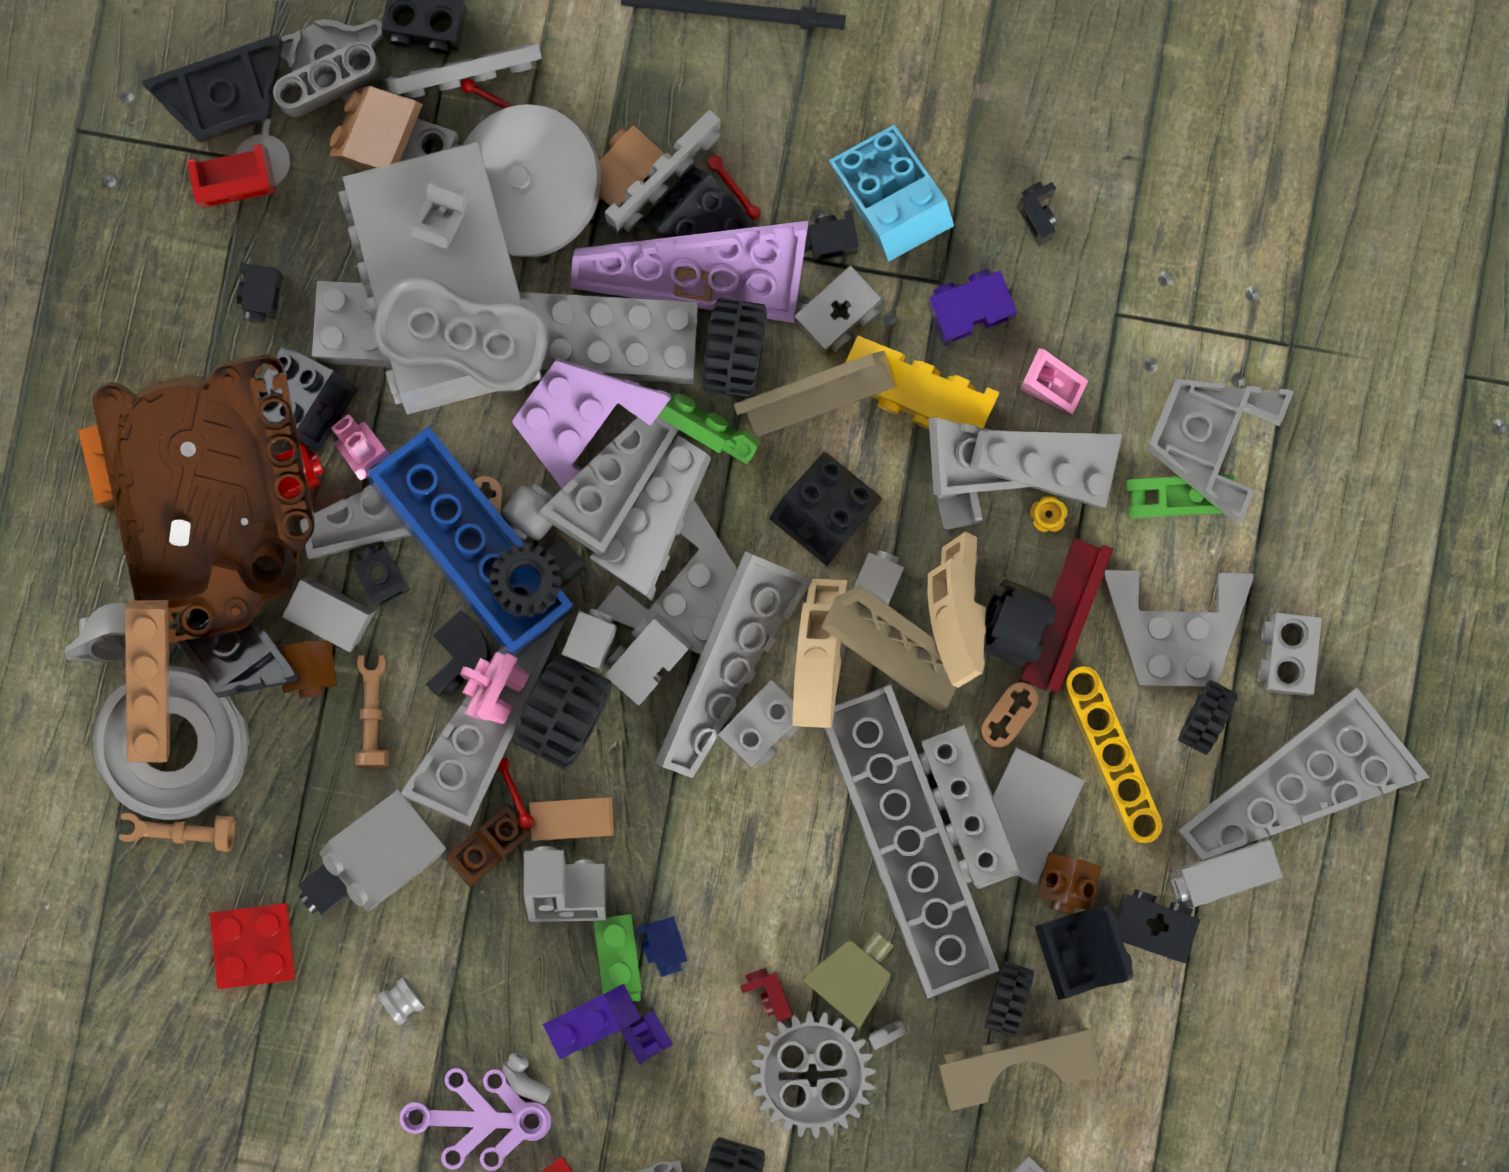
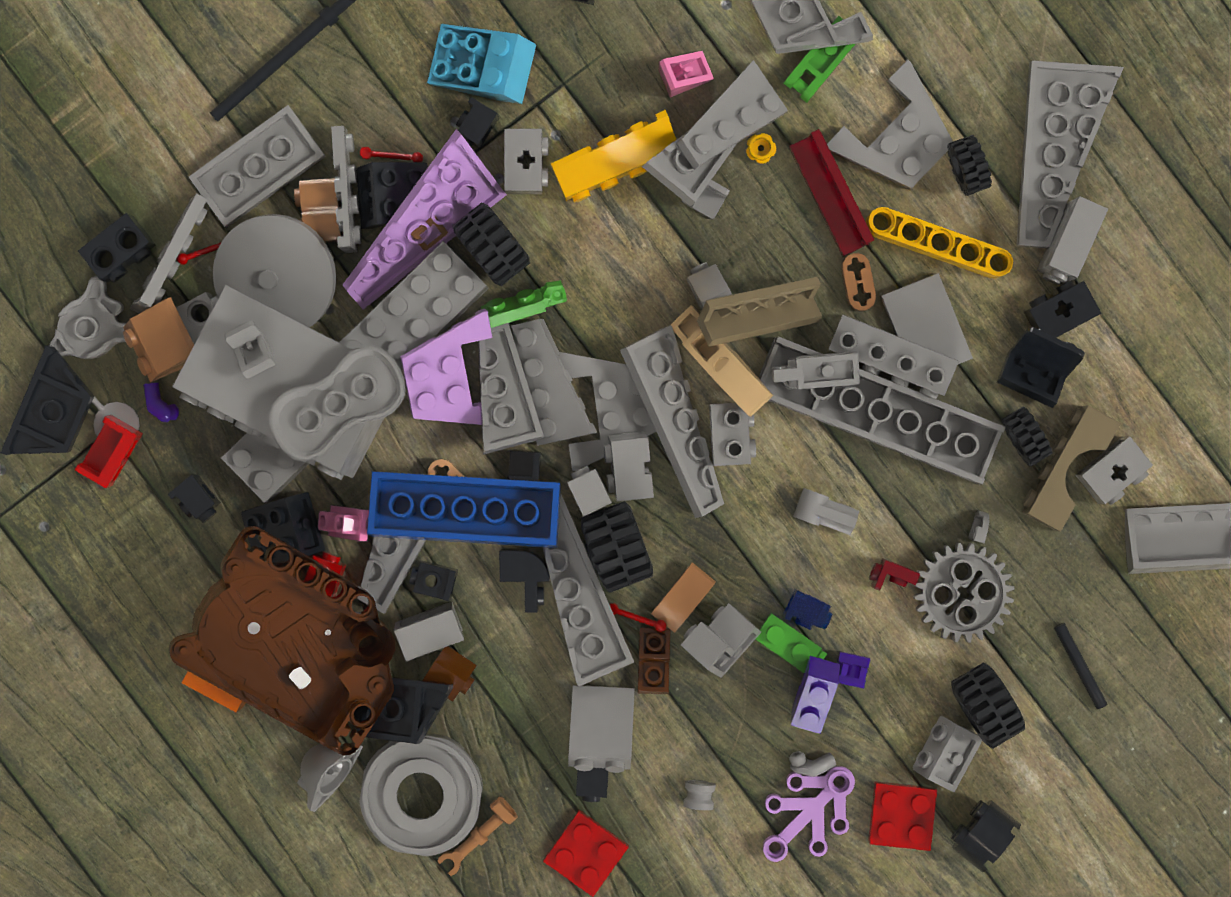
camera: 50 degrees left, 5 degrees up
(147, 680) = (373, 777): medium nougat brick -> none
(307, 79) = (90, 352): light grey beam -> none
(311, 183) = (158, 407): none -> dark purple arm
(370, 715) = (512, 660): medium nougat piece -> none
(487, 683) = (560, 577): bright pink hips -> none
(520, 557) = (506, 484): black tyre -> none
(522, 512) = (472, 458): light grey head -> none
(612, 76) = (257, 166): none -> light grey plate
(767, 872) = (820, 510): none -> light grey piece
(818, 393) = (565, 219): dark tan fence -> none
(825, 508) = (636, 278): black bracket -> none
(852, 977) = (928, 517): olive torso -> none
(892, 750) = (819, 371): none -> light grey hinge
(954, 615) = (773, 260): tan slope -> none
(976, 302) = (596, 70): dark purple brick -> none
(1017, 623) = (810, 228): black brick -> none
(1068, 883) = (990, 338): reddish brown brick -> none
(1076, 1106) = (1097, 474): none -> light grey brick
(1301, 657) = (983, 76): light grey brick -> none

